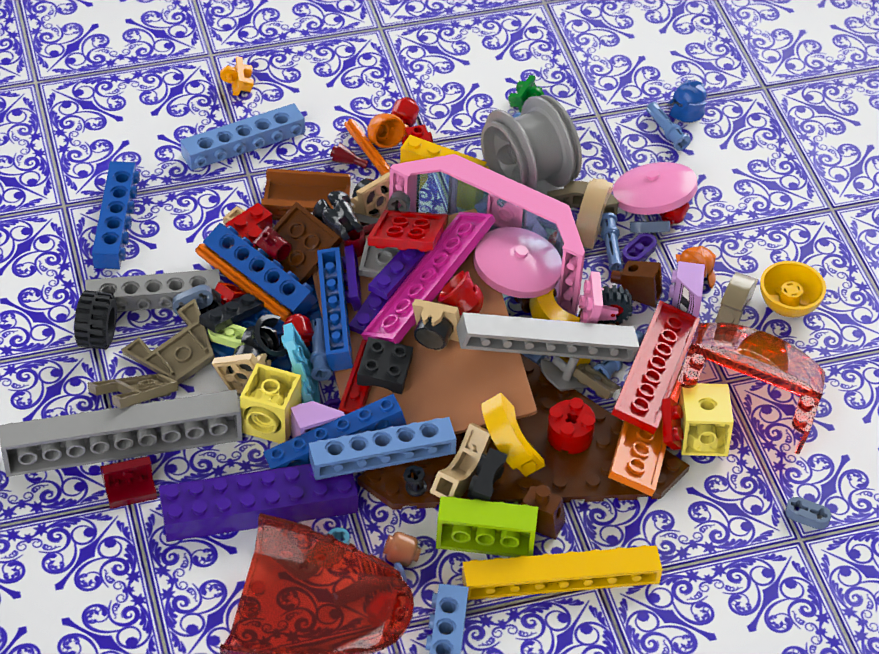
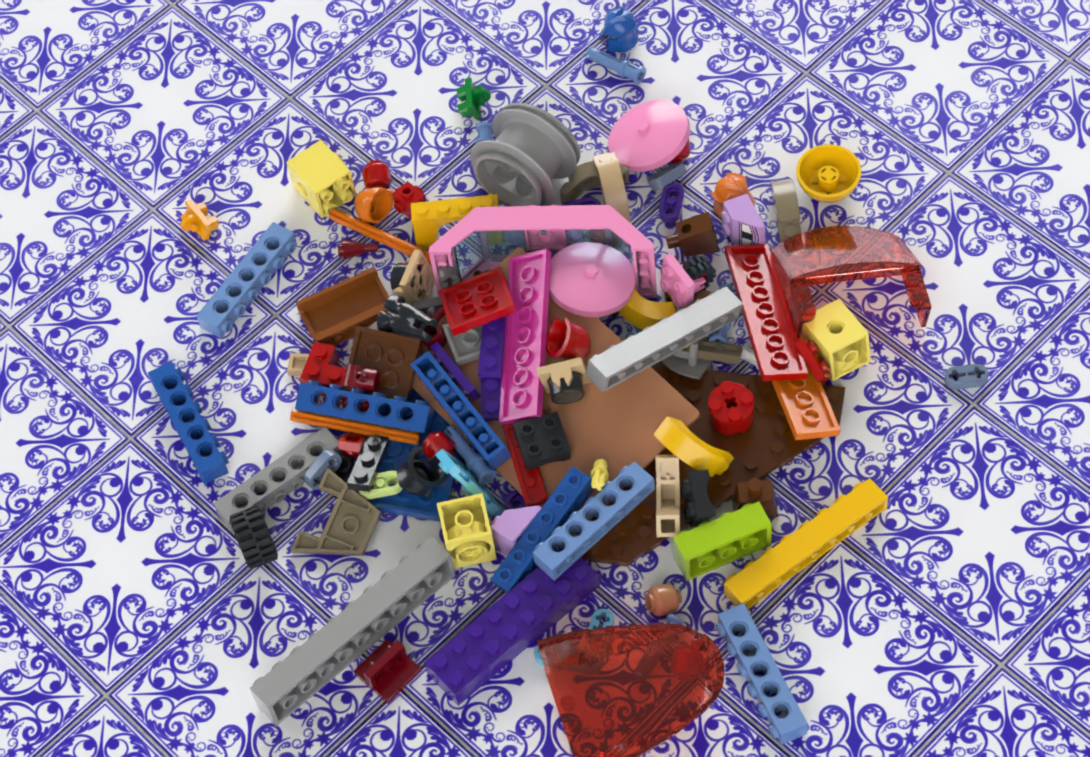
camera: 20 degrees left, 10 degrees up
(135, 389) = (341, 576): dark tan wing -> none
(237, 369) = (417, 511): tan piece -> none
(357, 90) = (321, 178): none -> light yellow brick
(413, 413) = (599, 474): none -> light yellow axle
(418, 479) = (635, 539): black bush -> none
(610, 235) = (638, 203): medium blue pin -> none

